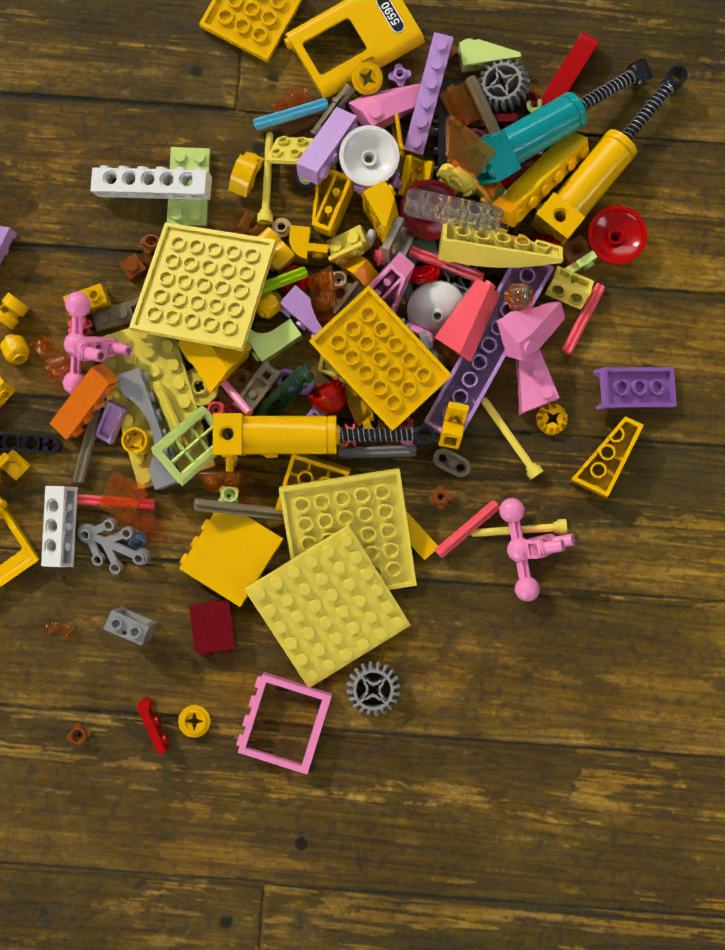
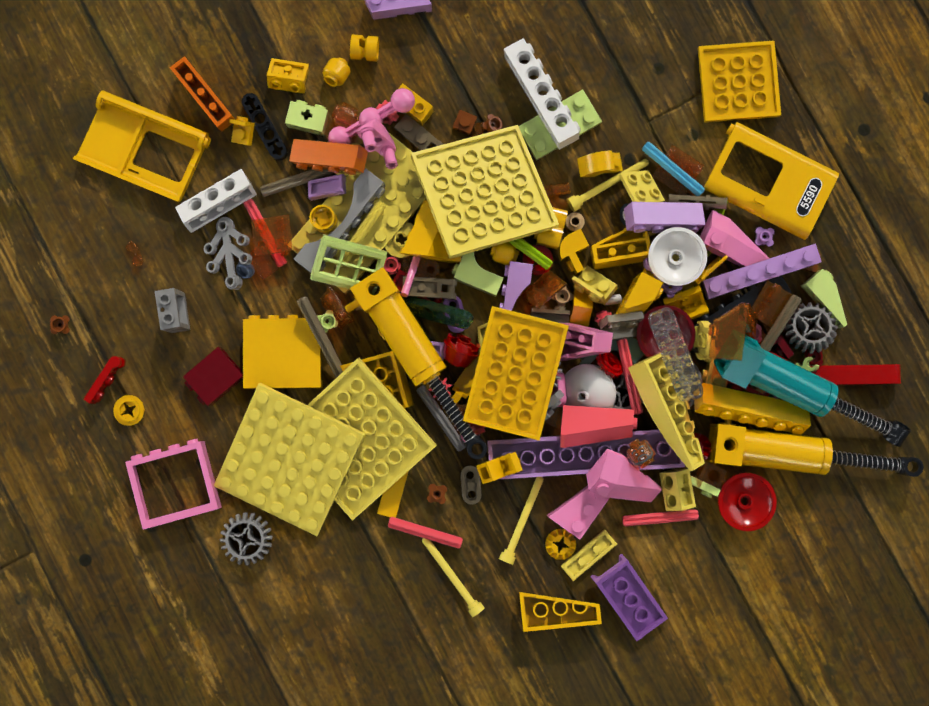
camera: 55 degrees right, 0 degrees up
(42, 345) = (353, 91): clear orange plate -> none
(49, 398) = (315, 125): none -> yellowish green brick
(375, 75) = (748, 219): yellow gear -> none
(522, 549) = (443, 597): bright pink connector -> none
(576, 400) = (588, 555): none -> light yellow tile

